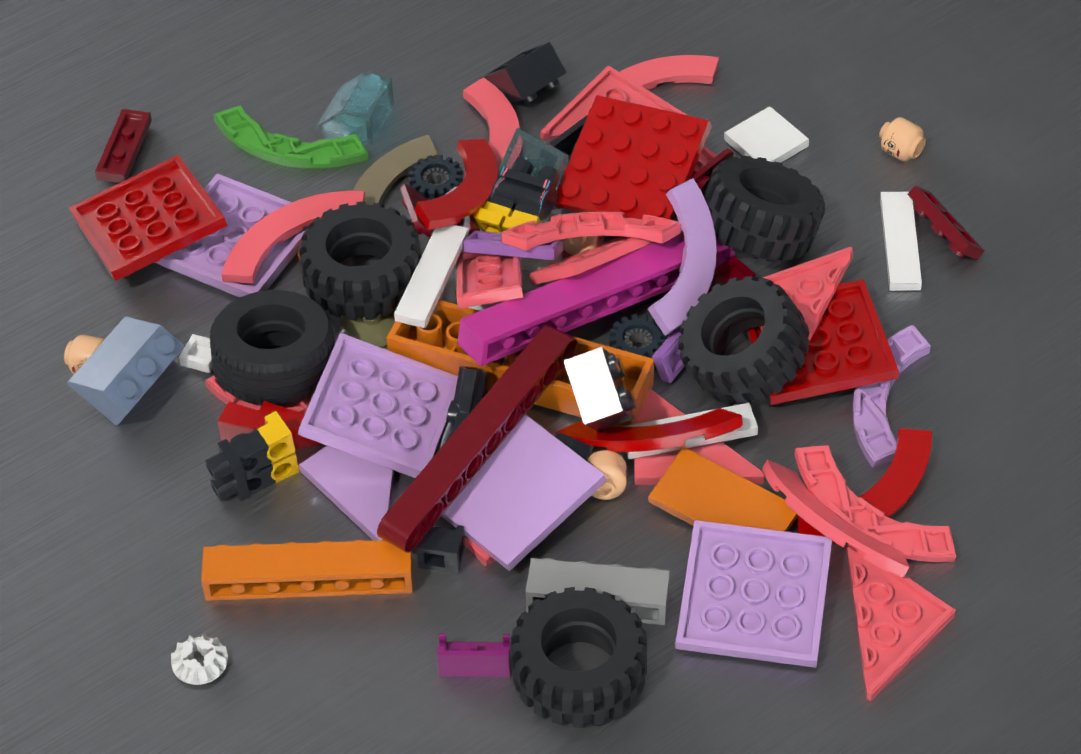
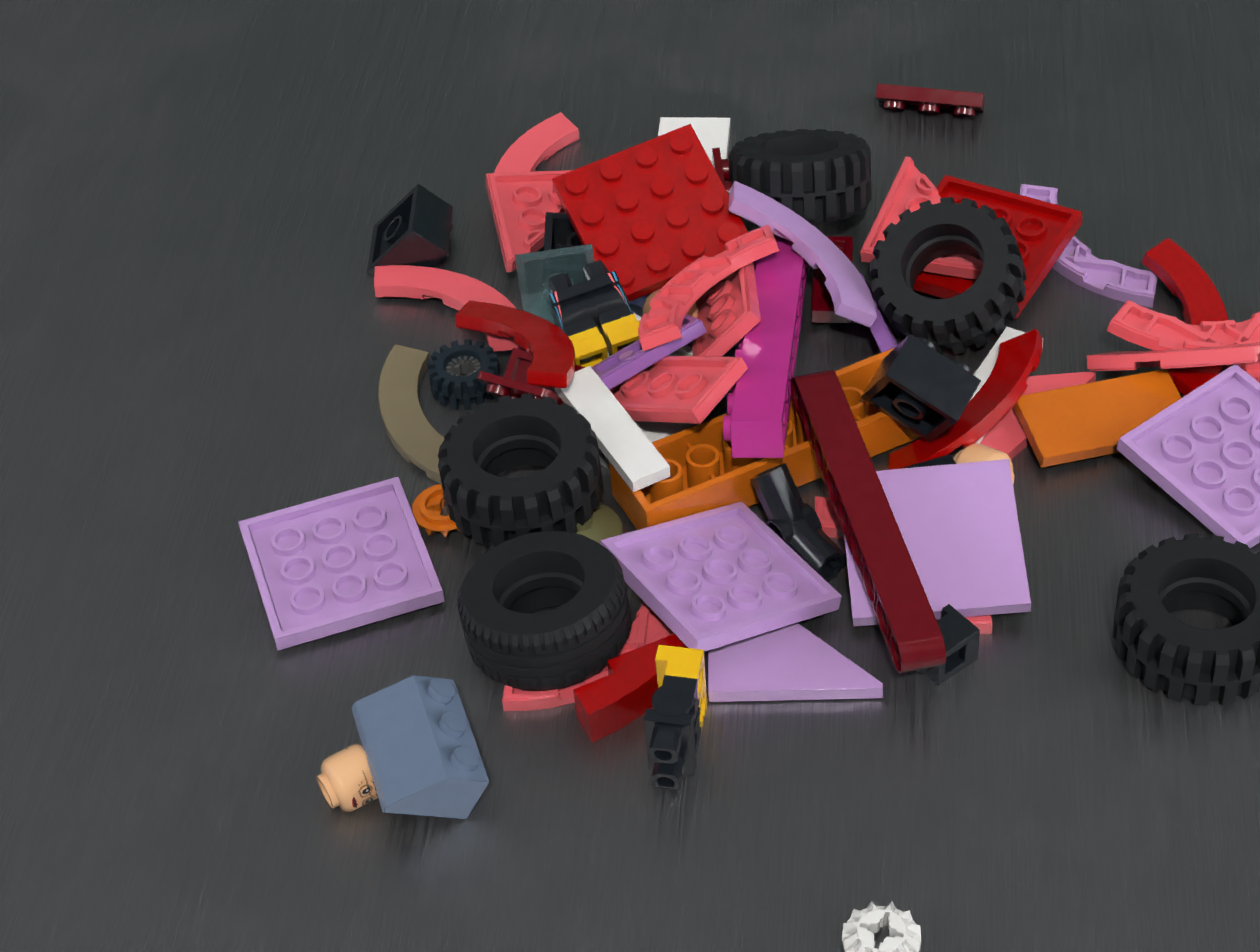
camera: 45 degrees left, 5 degrees down
(123, 146) = (93, 575): dark red plate -> none
(147, 217) = (229, 609): red plate -> none
(197, 354) = (469, 679): white plate -> none
(277, 227) = (381, 510): coral tile -> none
(288, 150) = (260, 461): bright green tile -> none
(305, 570) = (857, 771): orange brick -> none
(359, 107) = (291, 370): clear light blue slope -> none
(474, 658) = (1110, 704): magenta hinge -> none
(637, 330) = (829, 347): black bush -> none
(640, 588) = (1087, 585): light grey brick -> none
(900, 241) = (913, 138): white tile -> none
(902, 139) = (803, 67): light nougat head -> none

